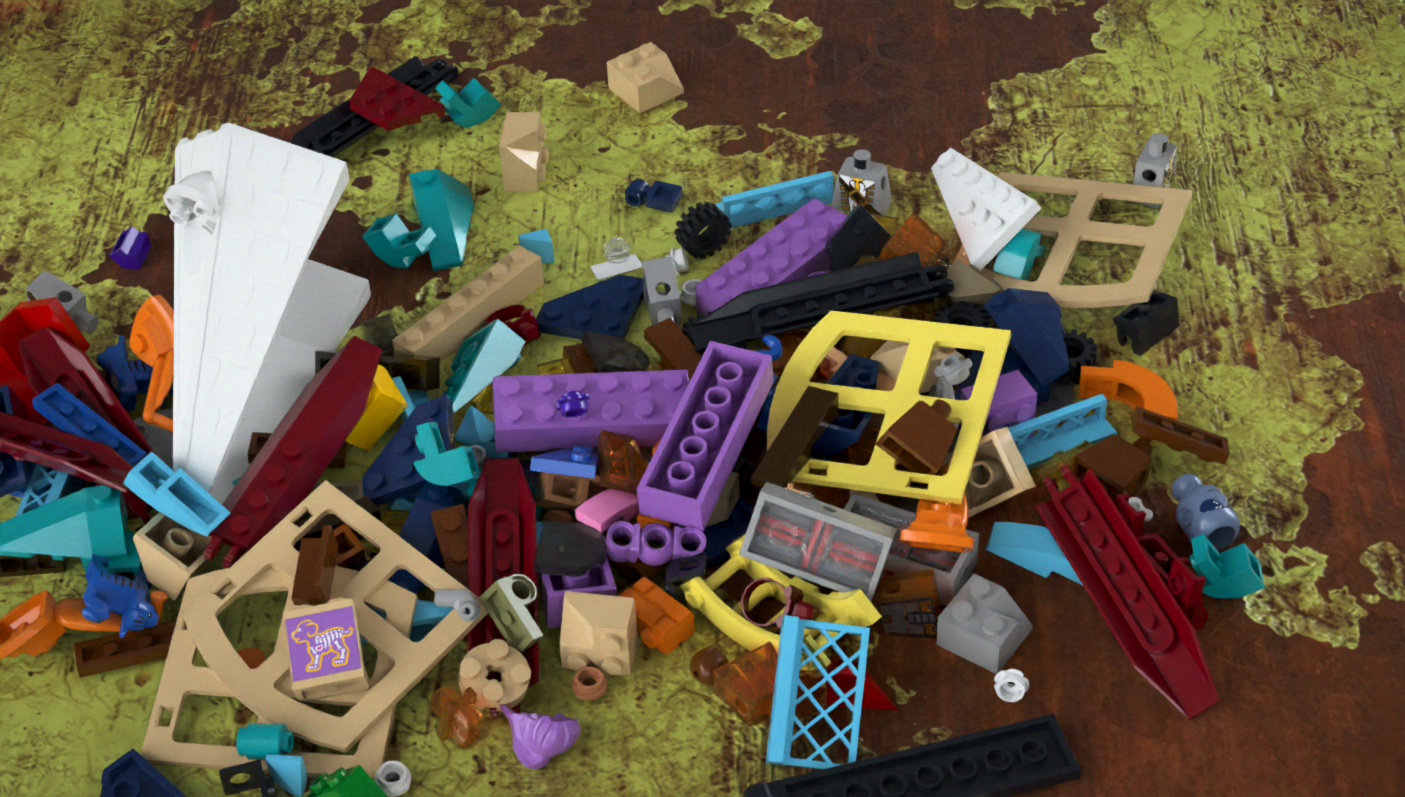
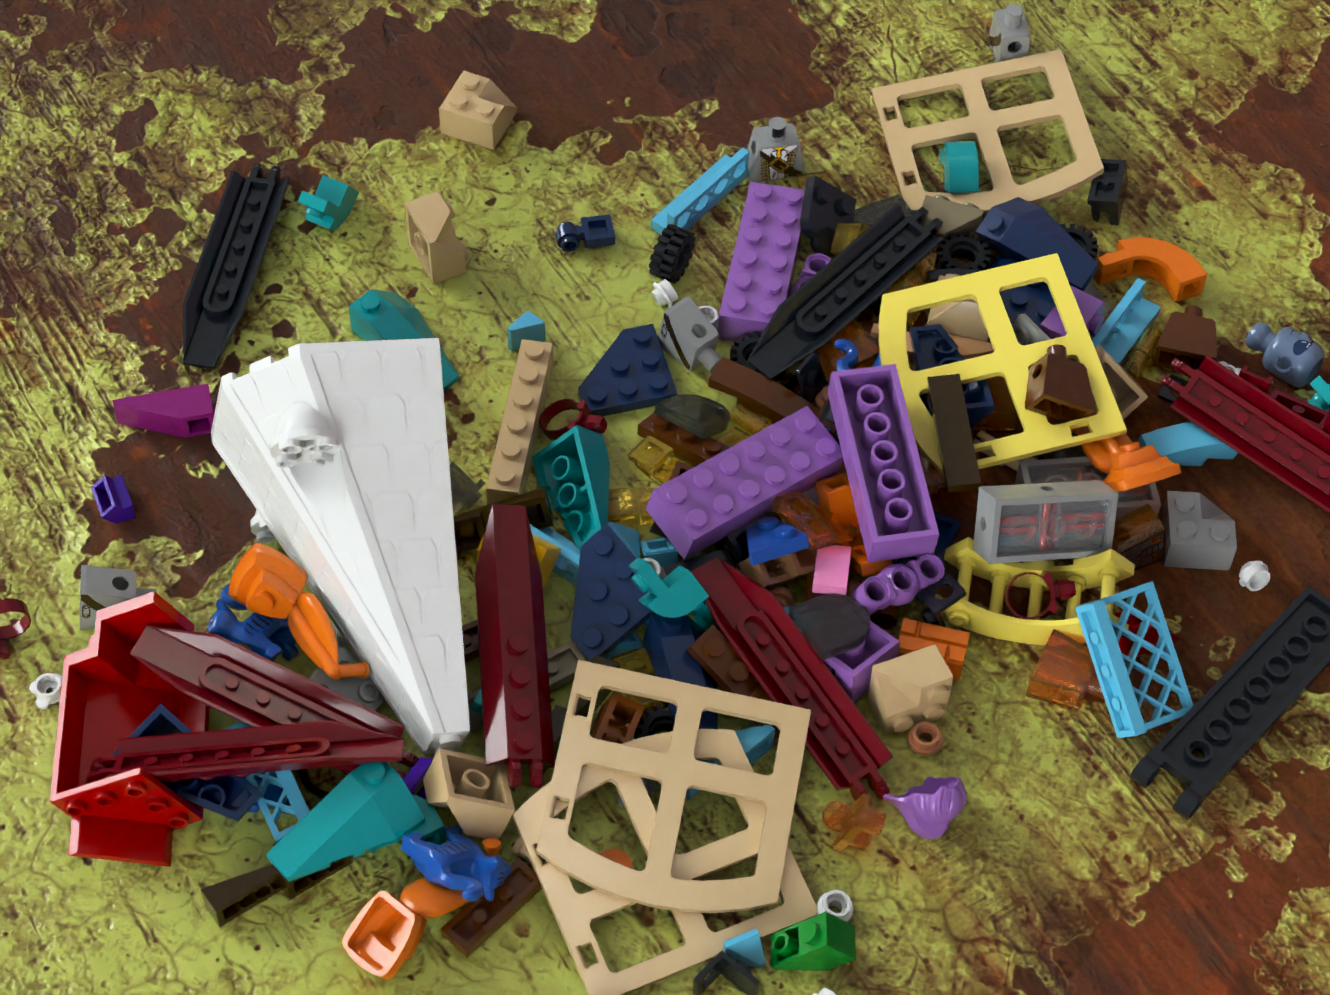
camera: 35 degrees left, 10 degrees up
(78, 419) = (272, 707): blue plate -> none
(175, 495) = (451, 740): medium azure slope -> none
(263, 739) = (707, 931): teal brick -> none
(315, 569) = (639, 749): reddish brown panel -> none
(325, 650) = (705, 818): panel -> none
(391, 101) = (256, 232): dark red wing -> none
(461, 601) = (790, 718): light grey arm -> none
(500, 658) = (861, 754): tan plate -> none
(507, 605) = (832, 703): olive plate -> none
(573, 404) = (752, 485): dark purple plate -> none
(609, 269) = (606, 321): white sticker -> none
(617, 250) = (599, 305): clear plate -> none
(705, 662) = (1013, 674): reddish brown piece -> none
(918, 237) = (876, 194): clear orange torso -> none
(954, 369) = (1038, 316): light grey plate -> none
(981, 206) = (904, 133): white wing -> none
(1180, 436) = (1217, 290): reddish brown plate -> none

